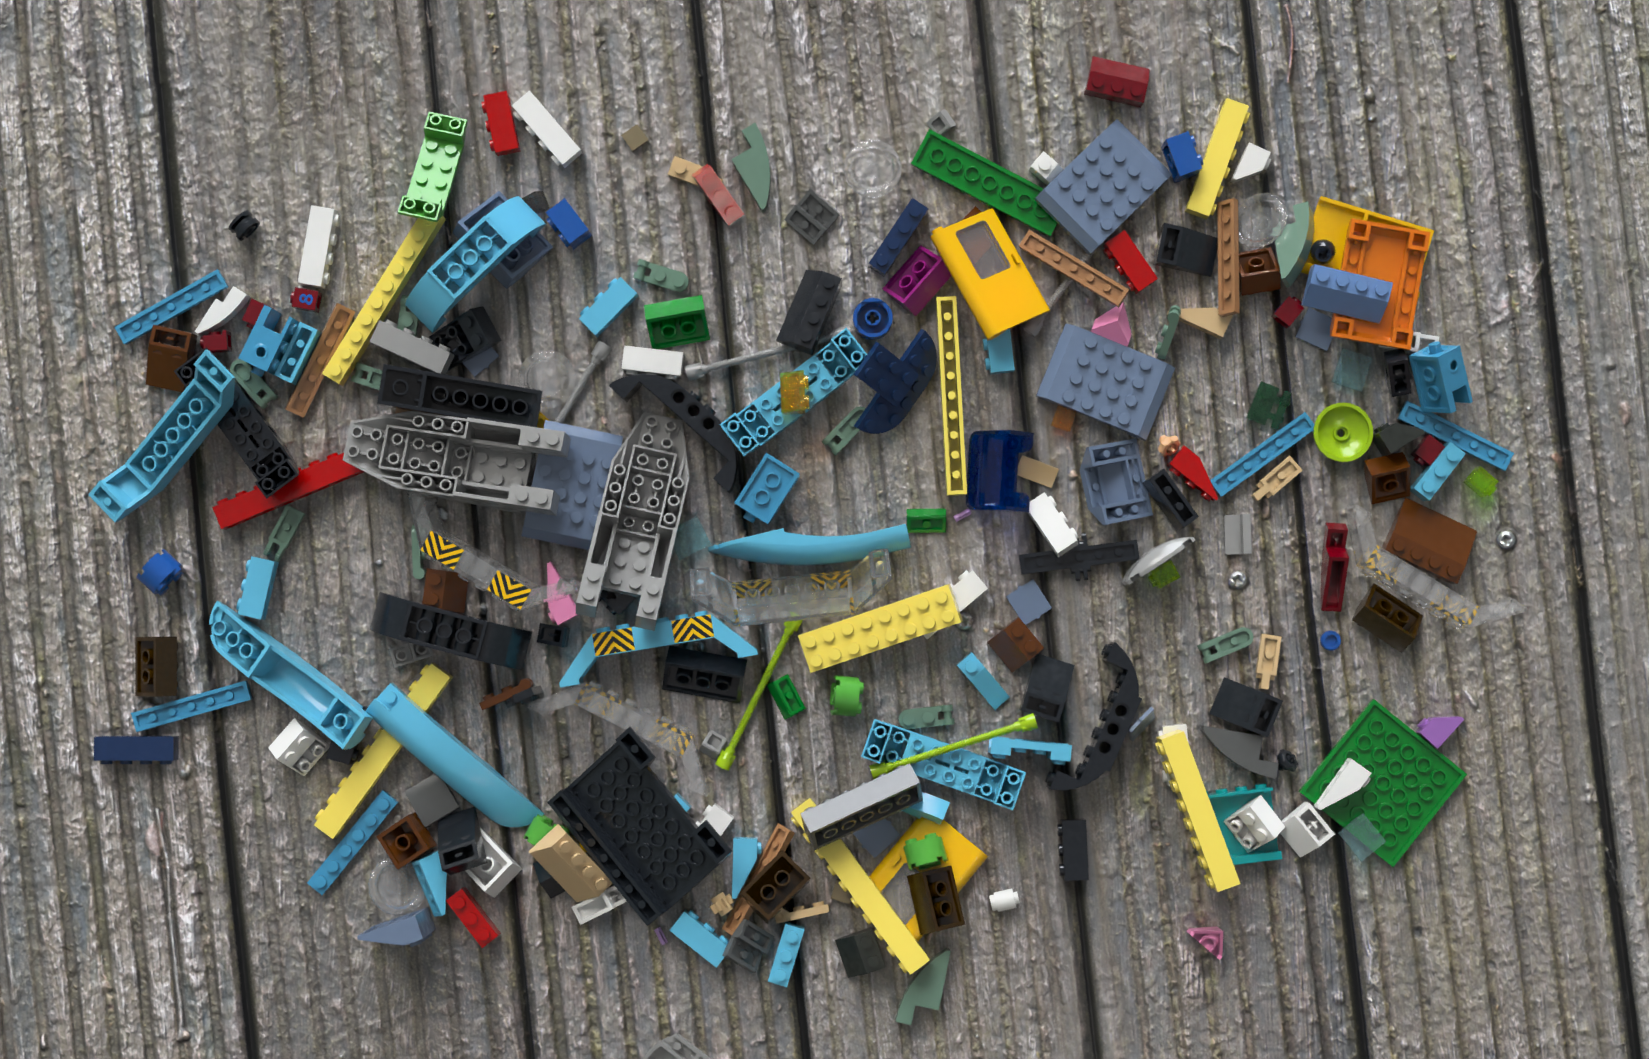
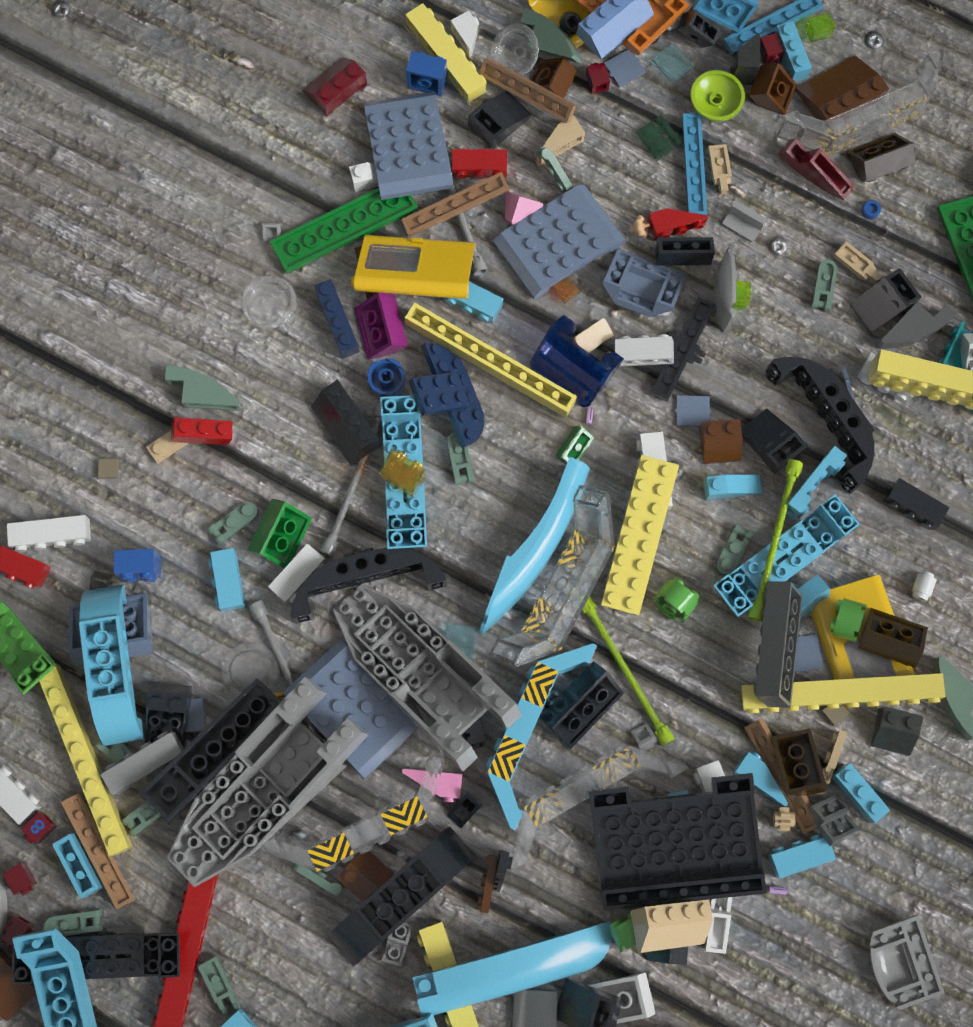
camera: 65 degrees left, 10 degrees down
(264, 345) = (49, 889): dark azure torso -> none
(766, 489) = (465, 551): dark azure torso -> none
(786, 696) = (643, 651): green slope -> none
(812, 216) = (272, 374): dark grey slope -> none
(1287, 761) = (946, 299): black piece -> none

